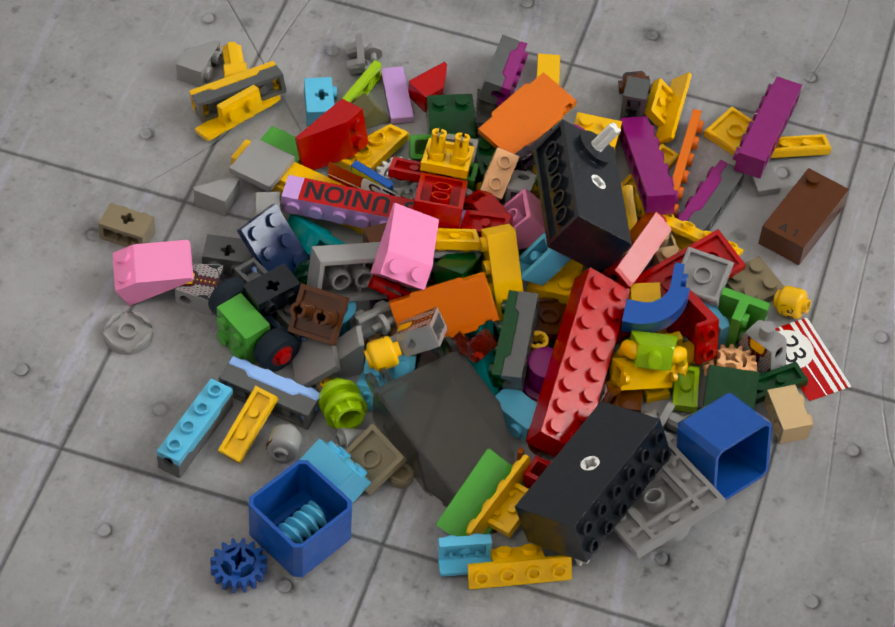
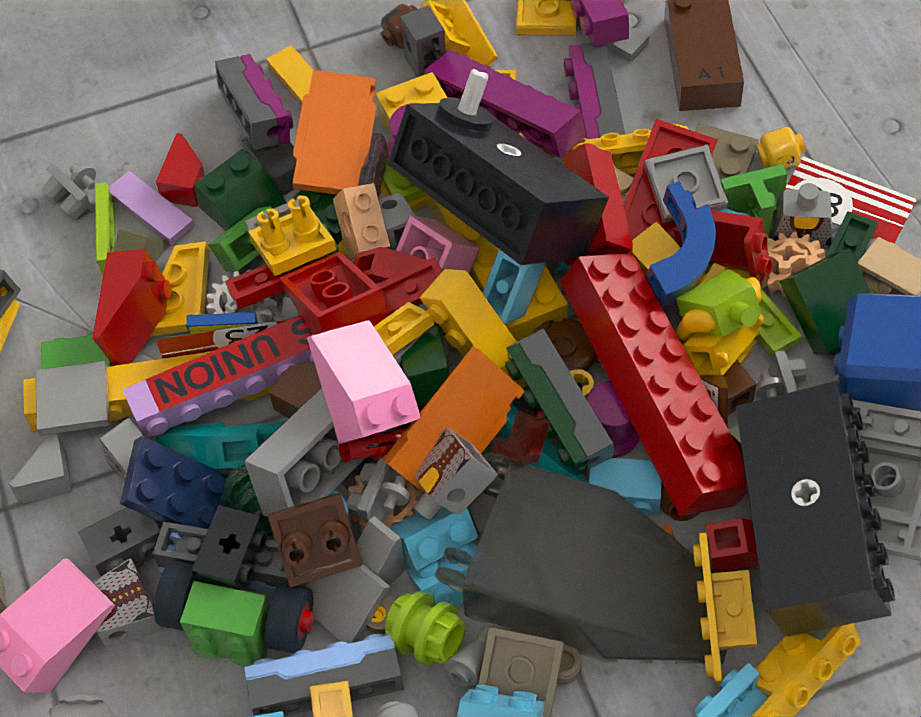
camera: 30 degrees left, 5 degrees up
(318, 96) = (69, 274): medium azure brick -> none
(382, 353) = (432, 532): yellow head -> none
(473, 493) = (679, 626): bright green sticker -> none
(686, 157) = (516, 52): orange plate -> none

